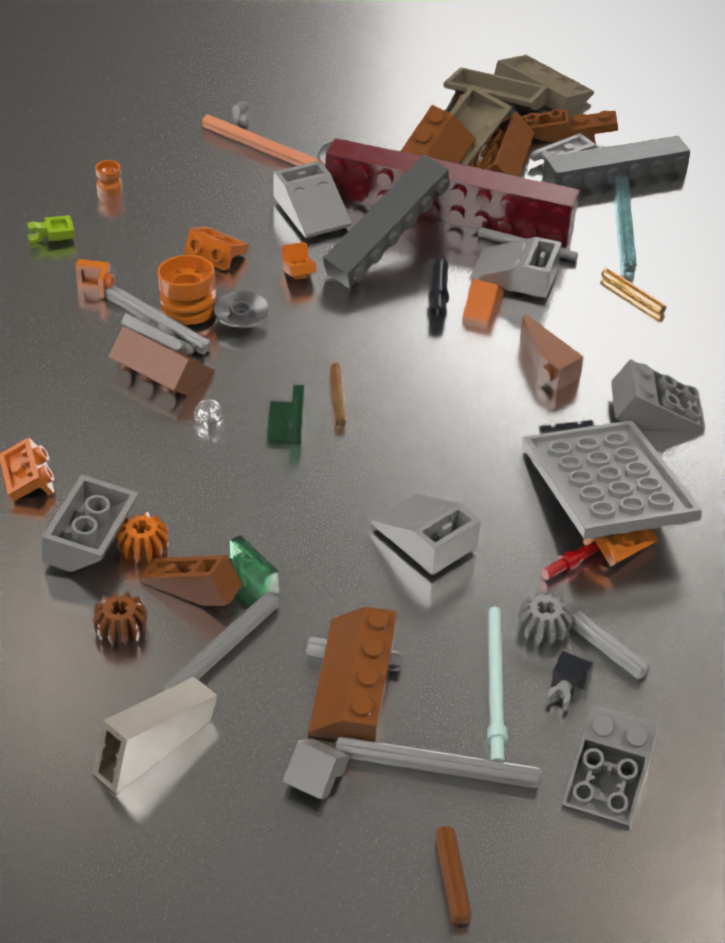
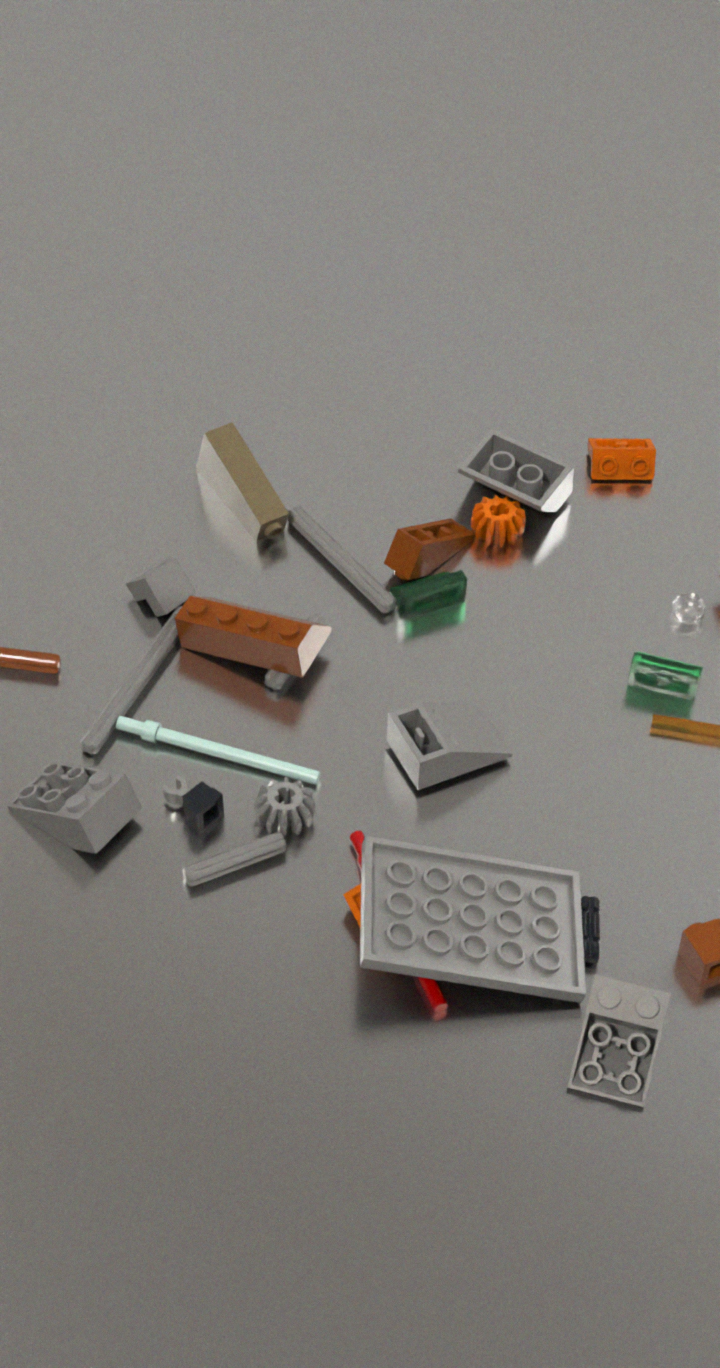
camera: 105 degrees right, 5 degrees up
(120, 618) = (391, 489): dark orange gear -> none

